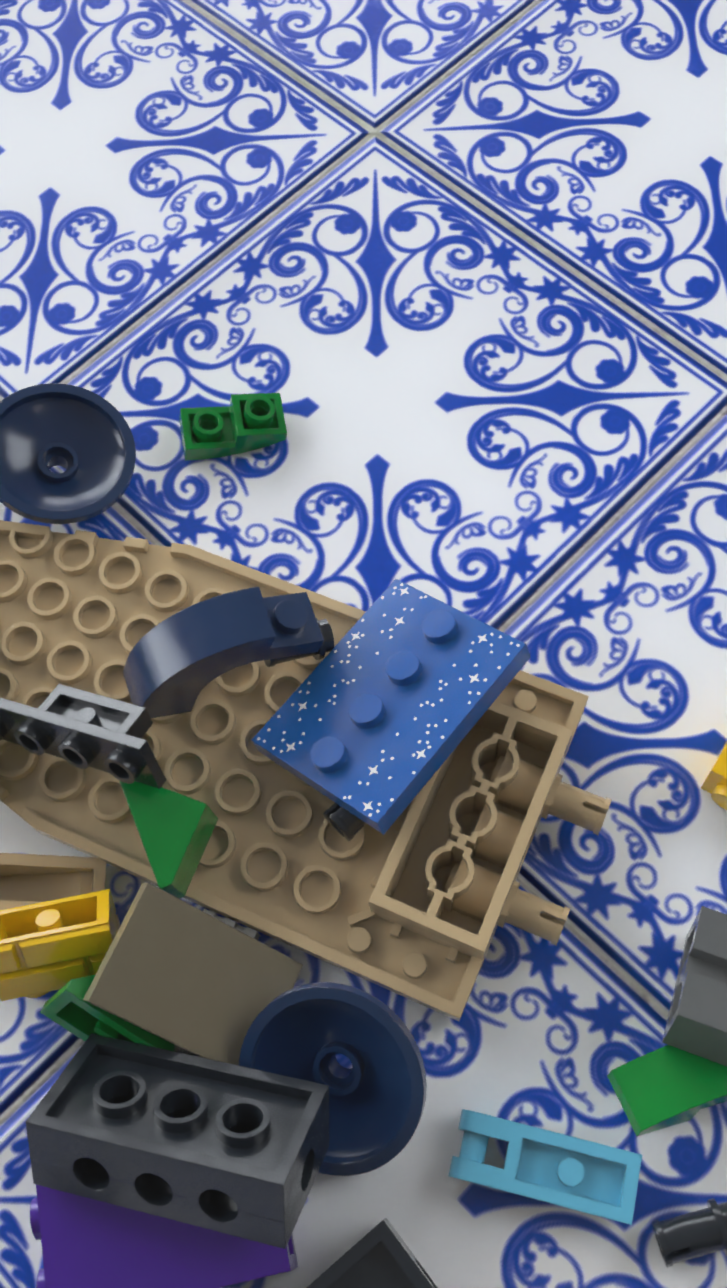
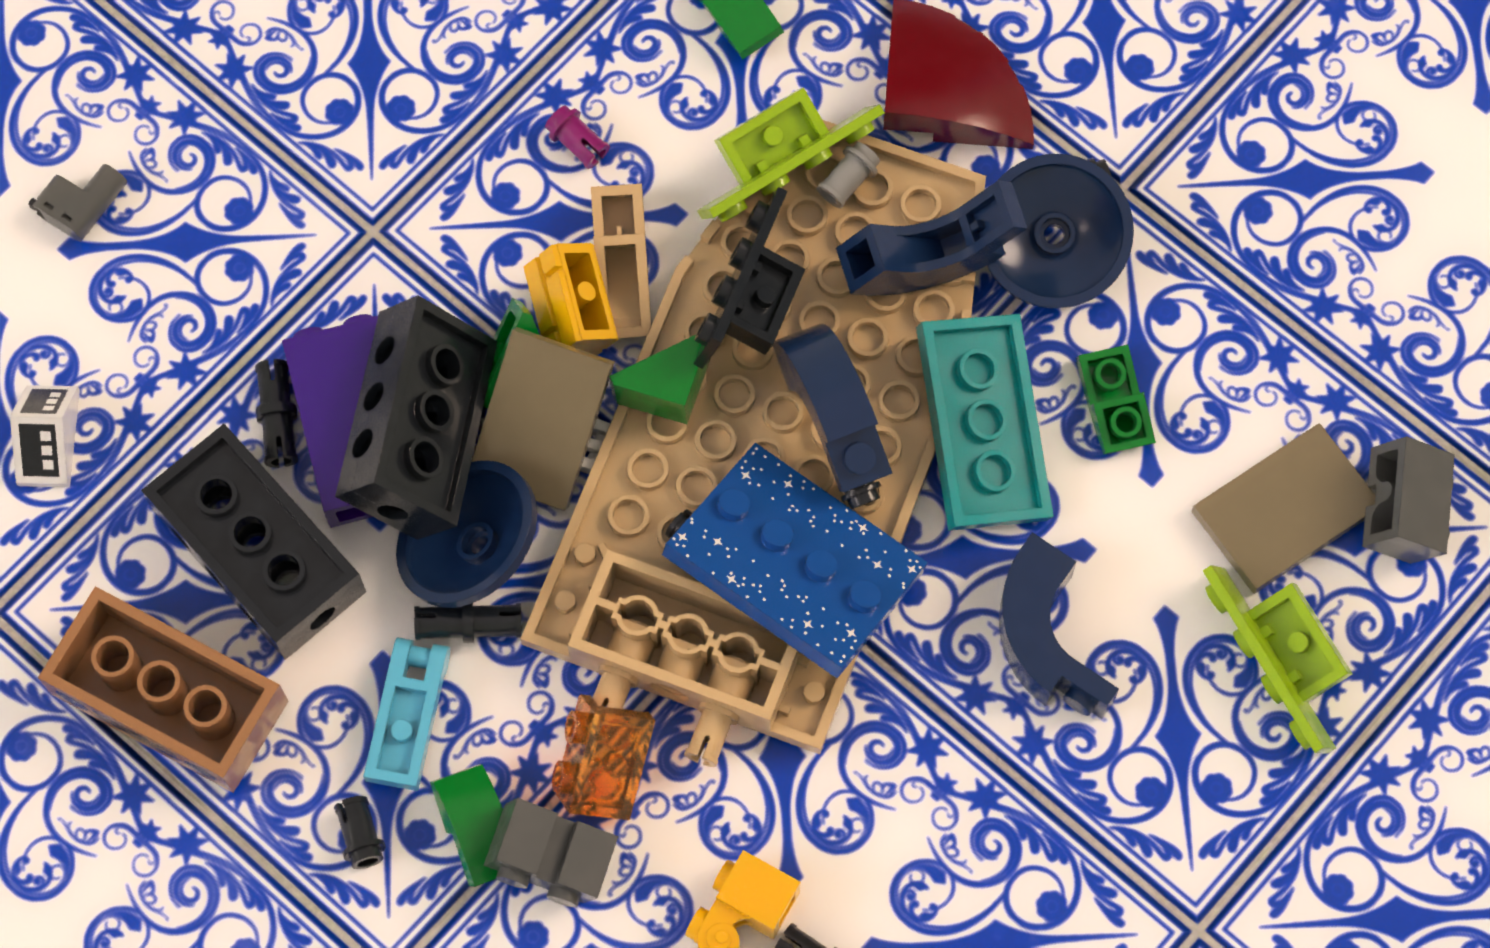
camera: 80 degrees right, 5 degrees up
(62, 565) = (931, 253): none -> dark blue arch
(246, 527) = (984, 422): none -> teal plate
(350, 301) = (1285, 508): none -> dark tan tile
(355, 195) = (1410, 500): none -> dark grey brick
(435, 1126) = (468, 622): none -> black pin
(466, 503) = (1027, 635): none -> dark blue arch
(485, 295) = (1289, 647): none -> lime bracket
(608, 925) = (602, 759): none -> clear orange bracket

